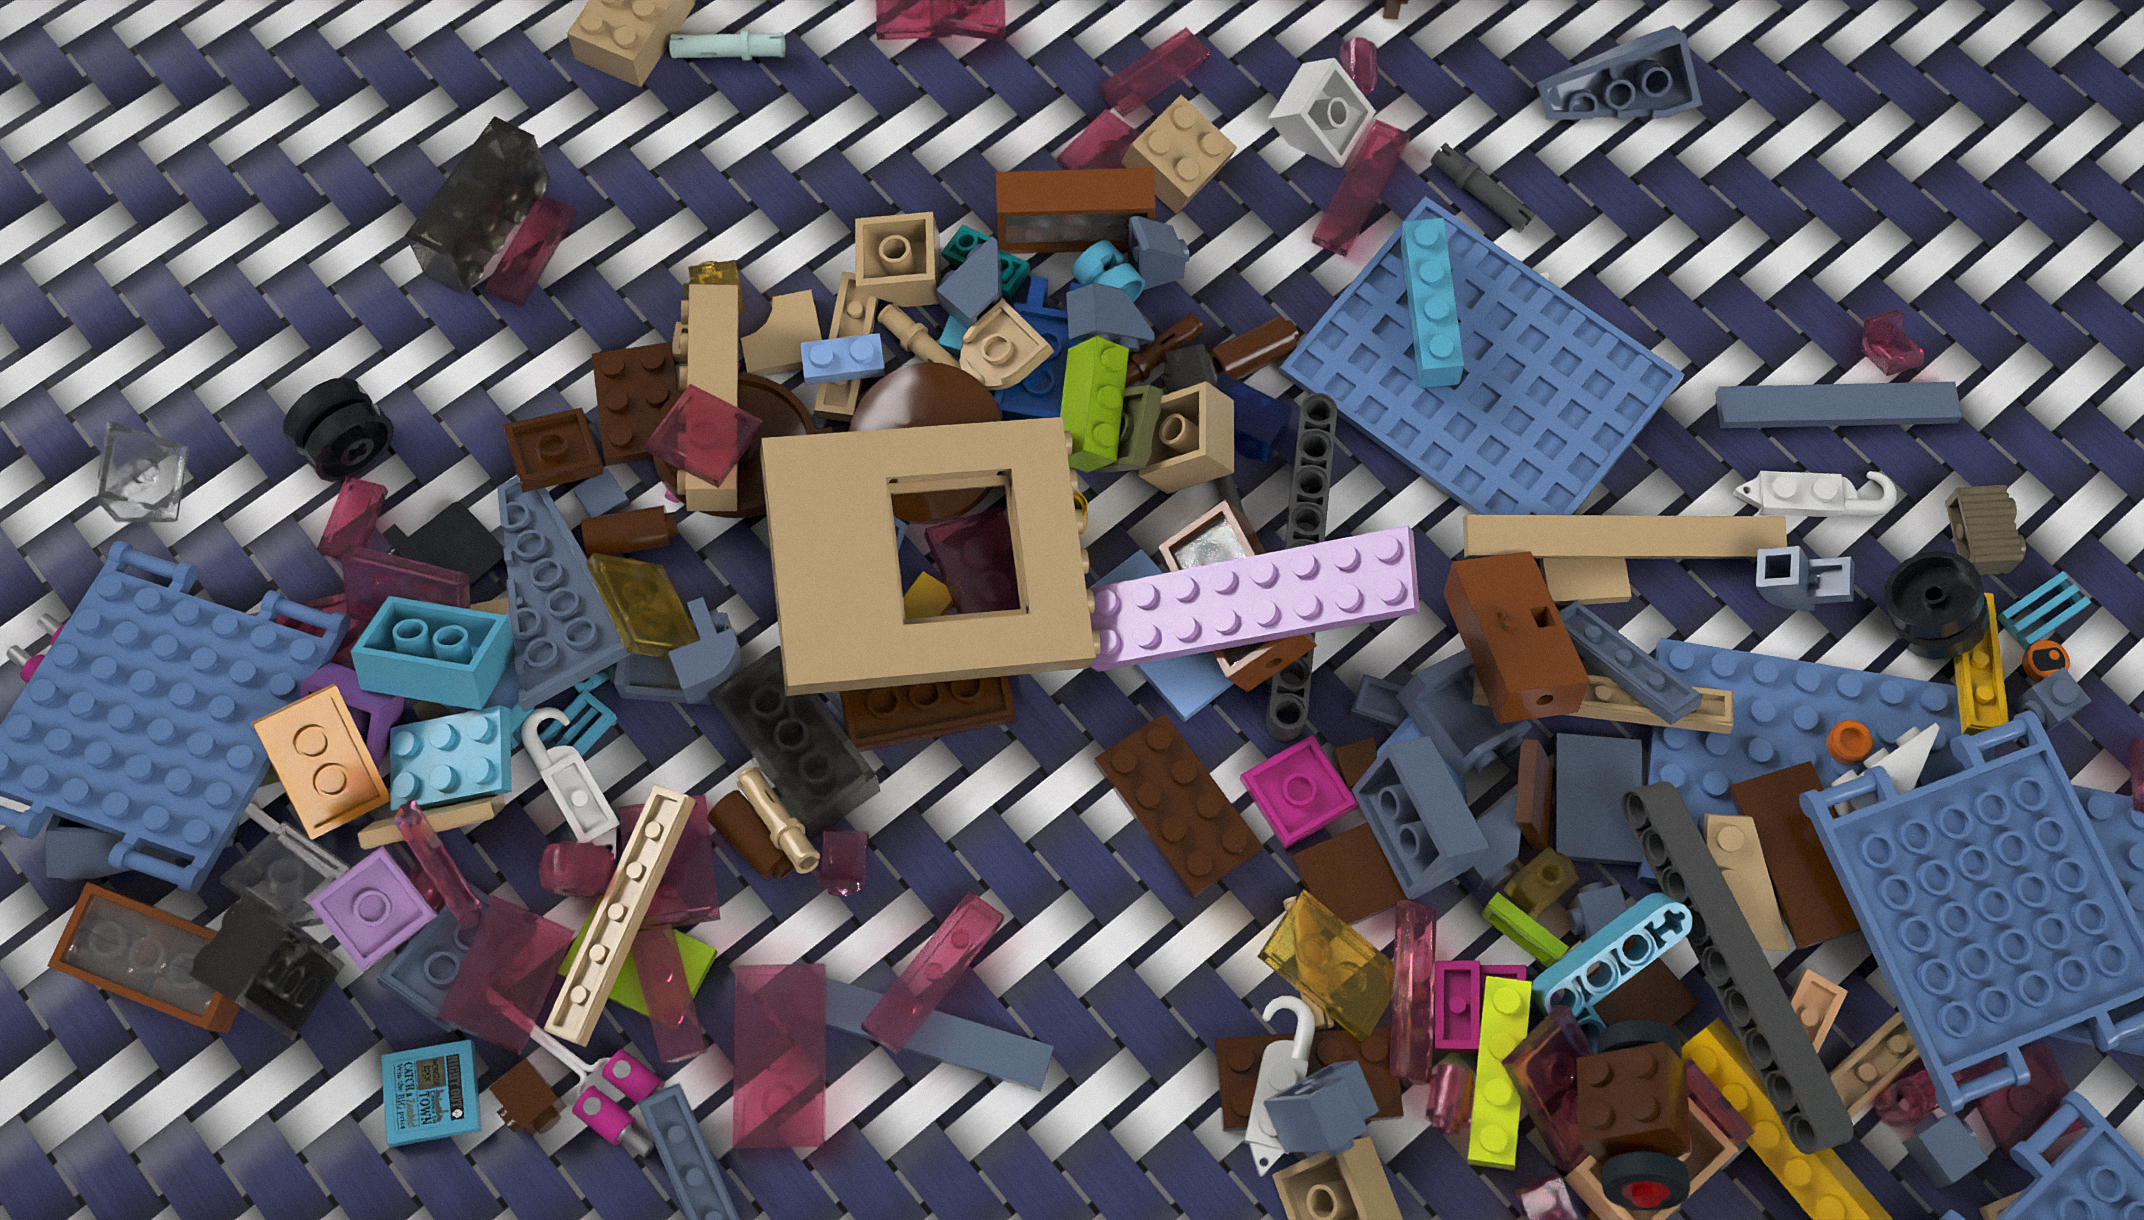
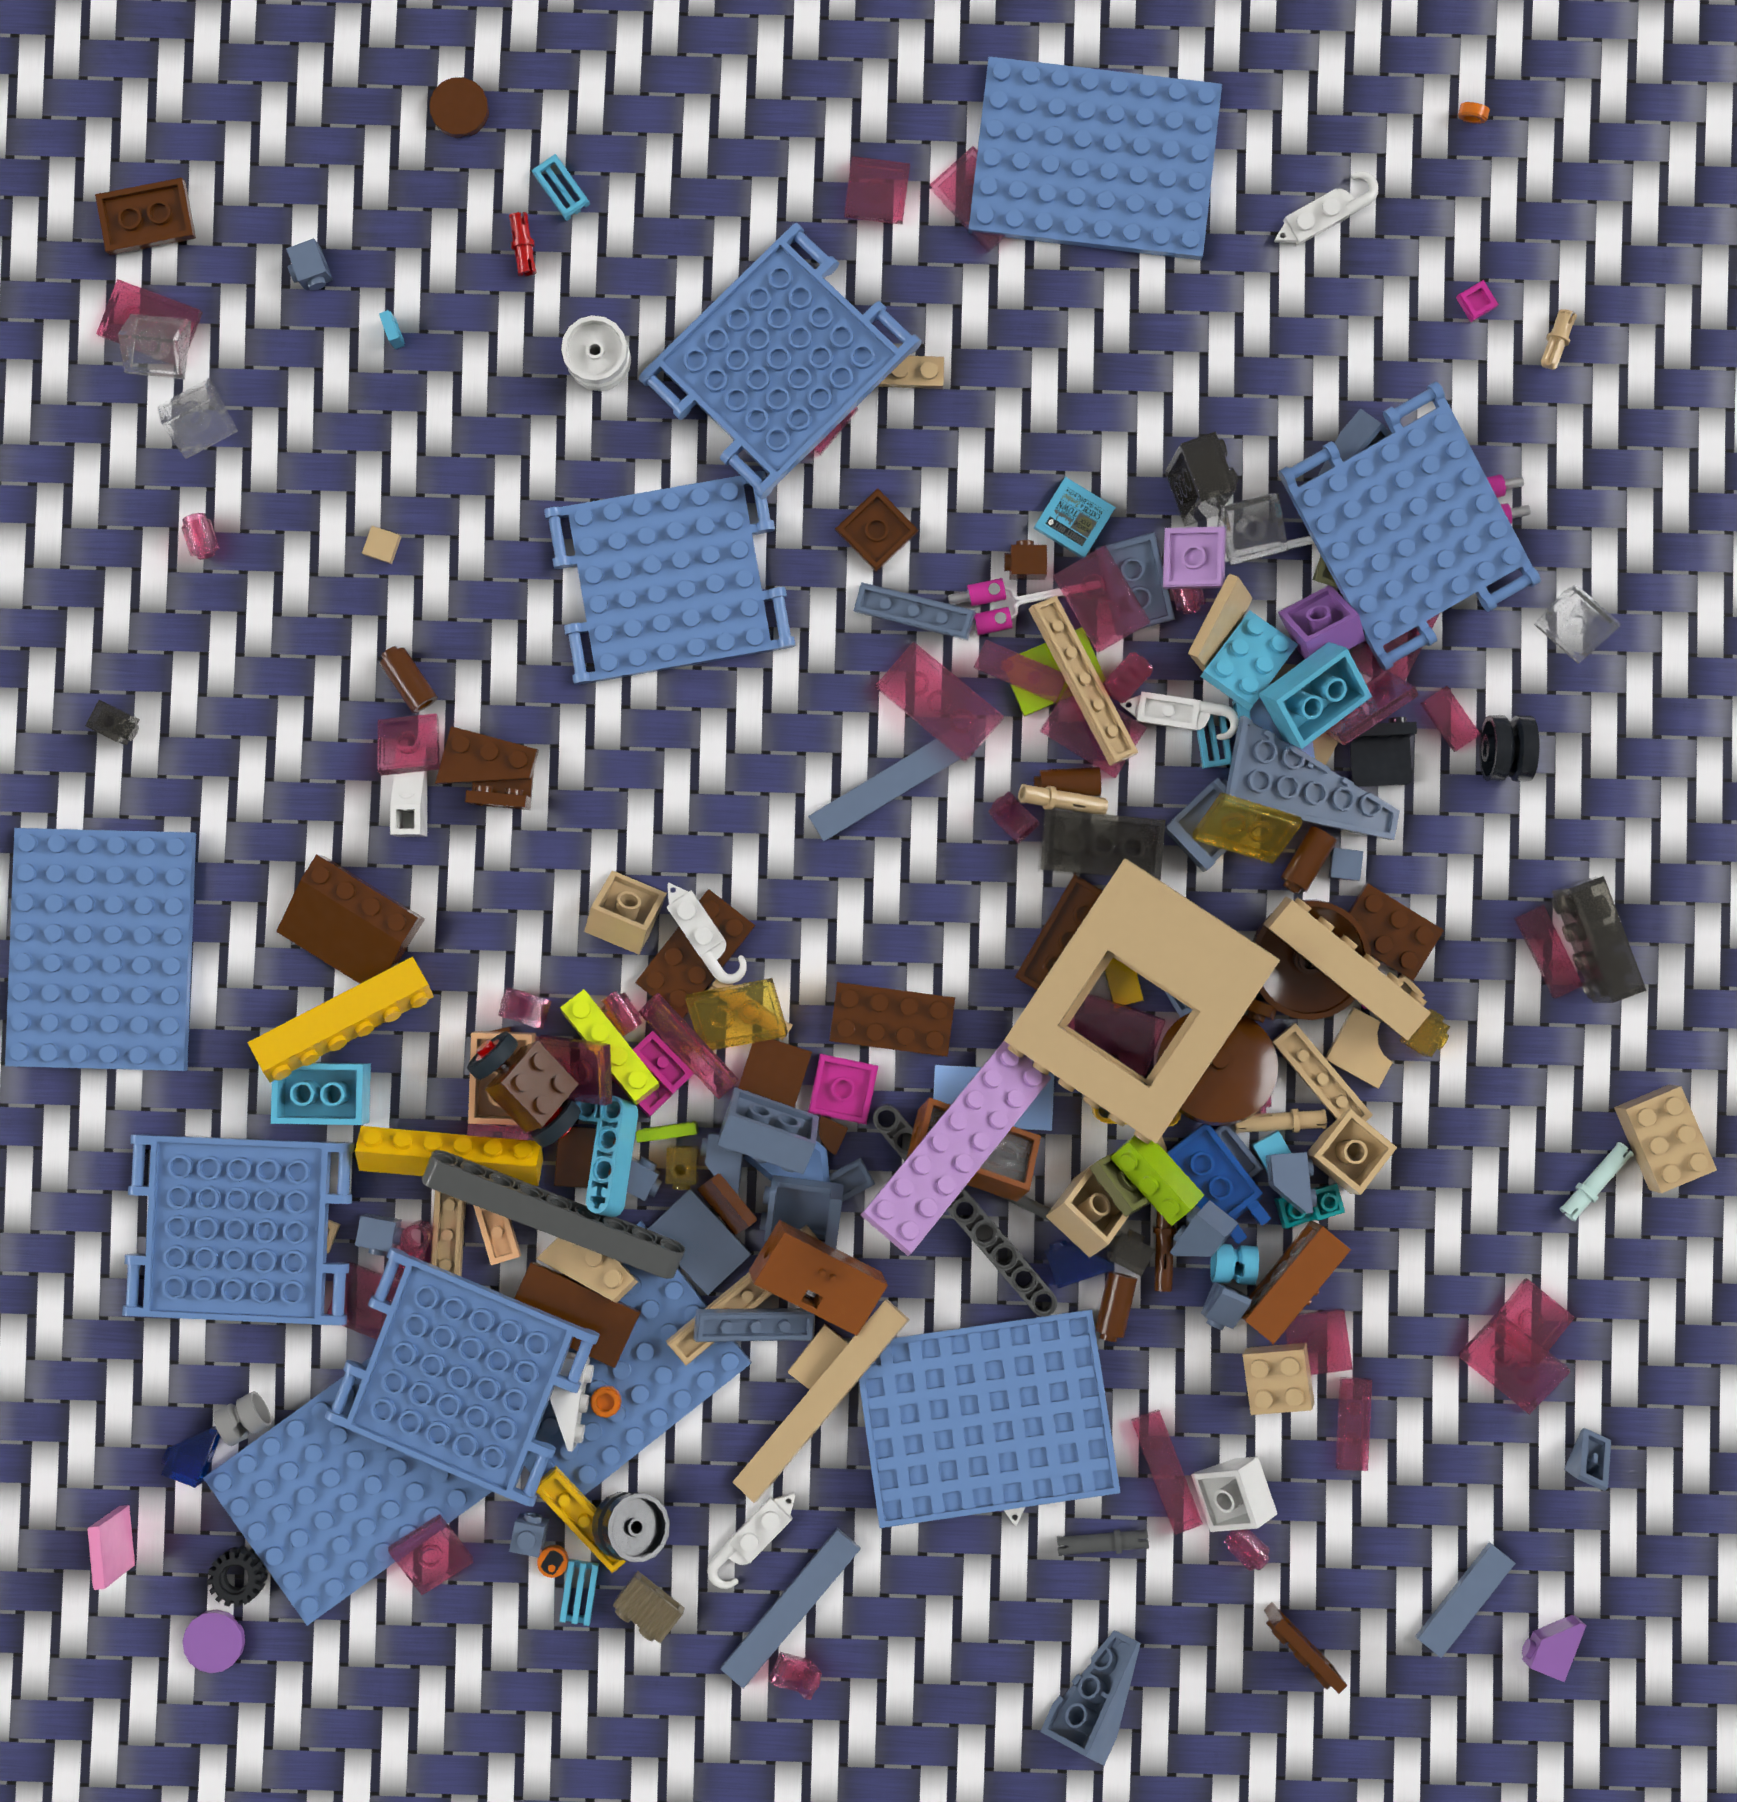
camera: 135 degrees right, 20 degrees up
(140, 956) = (1273, 429): clear brick -> none
(321, 761) = (1303, 591): light orange plate -> none
(438, 864) = (1185, 605): clear pink tile -> none
(552, 449) = (1397, 858): reddish brown tile -> none
(704, 435) = (1317, 937): clear pink tile -> none
(707, 661) = (1181, 838): sand blue brick -> none
(842, 359) = (1312, 1065): light blue plate -> none
(932, 972) = (914, 814): clear pink tile -> none
(1002, 348) = (1239, 1158): tan tile -> none
(1323, 1110) = (667, 937): sand blue brick -> none
(1431, 303) = (1048, 1425): medium azure brick -> none
(1797, 583) = (710, 1473): sand blue brick -> none

